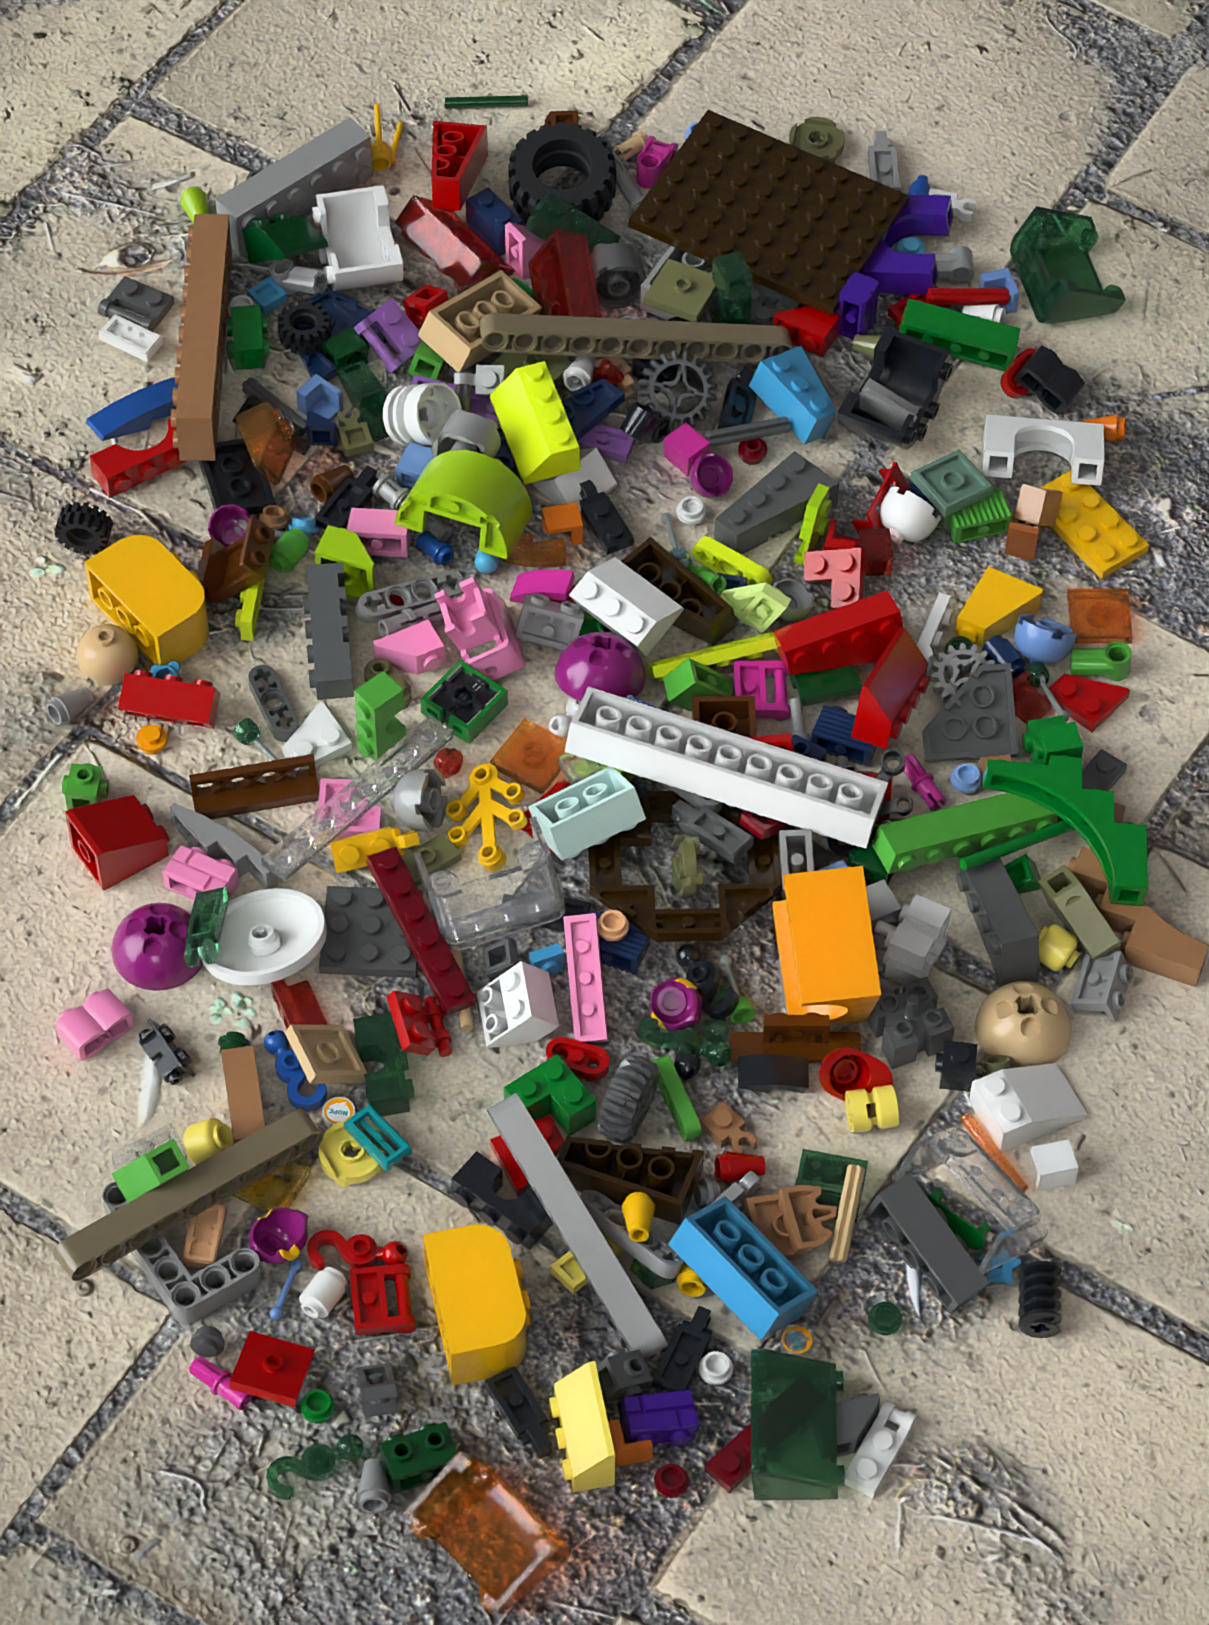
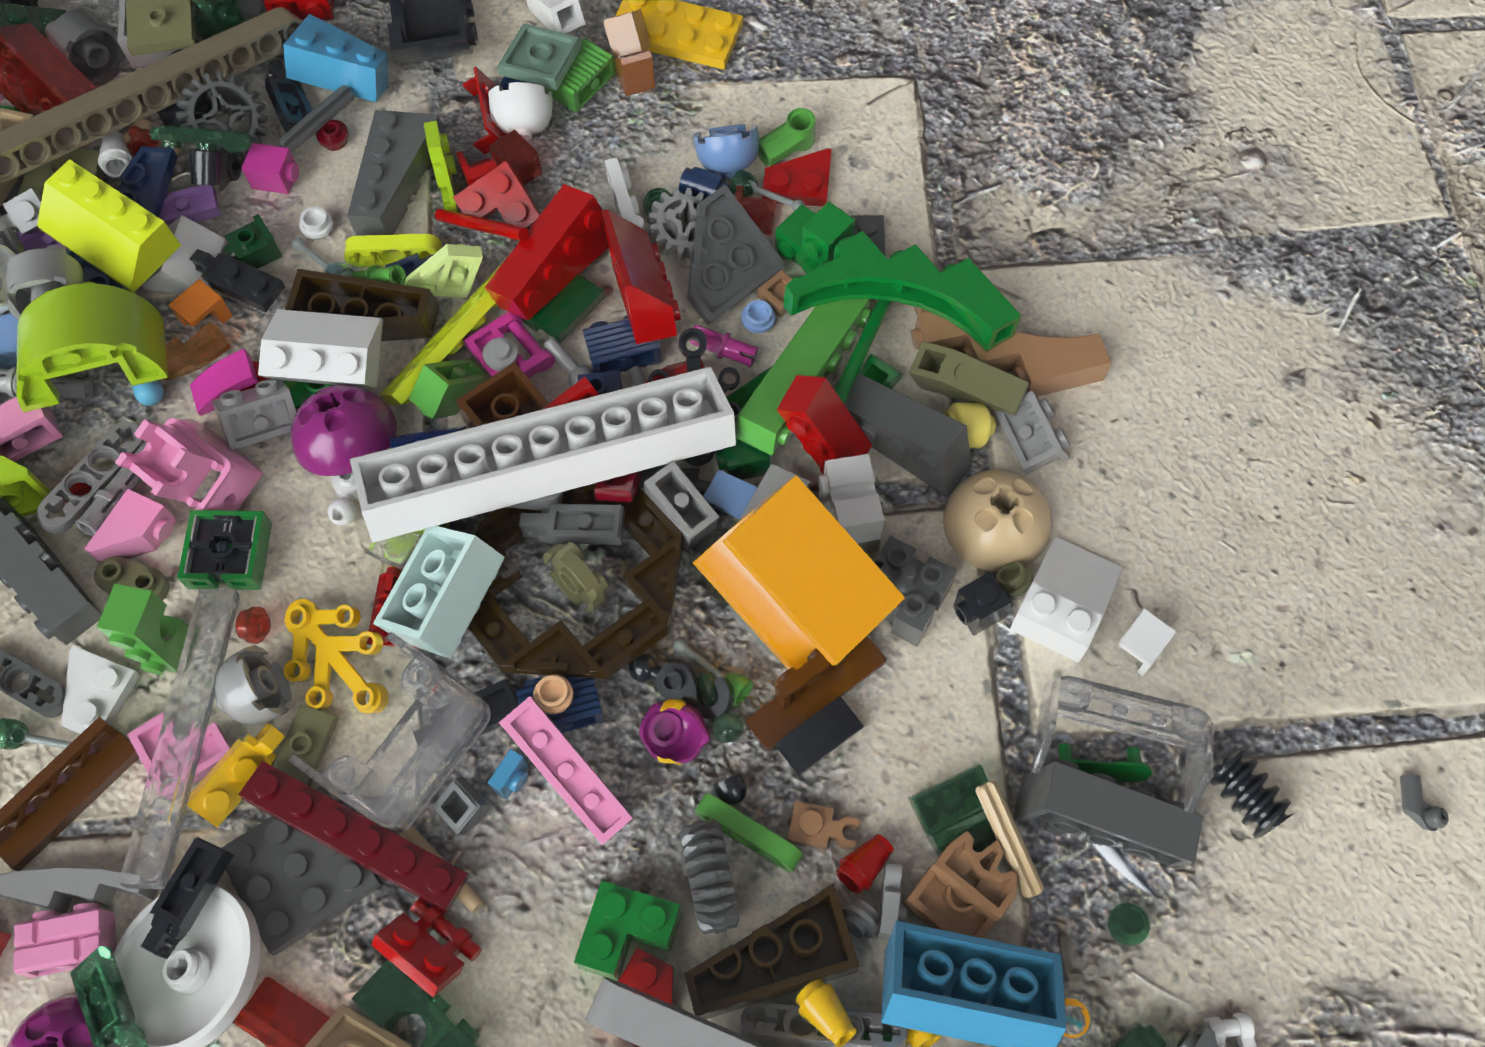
camera: 35 degrees left, 10 degrees up
(295, 892) = (185, 896): none -> black hinge
(440, 552) = (91, 410): blue pin -> none
(517, 1007) = (516, 848): white slope -> none
(530, 756) = (334, 561): clear orange plate -> none
(579, 1057) = (617, 856): red plate -> none
(633, 499) = (253, 244): none -> dark green brick
(651, 399) = (203, 137): none -> clear green hinge
(683, 1041) = (713, 765): clear green piece -> none
(711, 476) = (311, 179): magenta hair -> none
(751, 685) = (500, 353): none -> light grey plate
(801, 599) = (488, 245): light grey hair -> none
(808, 584) = (482, 224): none -> red bar
(852, 1070) = (899, 684): red piece -> none
(883, 1109) = (945, 703): light yellow wheel -> none
(885, 405) = (426, 22): light grey panel -> none
(939, 870) = (821, 421): none -> red brick
(991, 1149) = (1076, 667): clear orange bar -> none
(996, 606) = (661, 143): yellow slope -> none
(1003, 1274) = (1170, 787): dark azure plate -> none
(1099, 615) = (751, 99): clear orange plate -> none
(1155, 1389) = (1417, 808): none -> dark grey arm

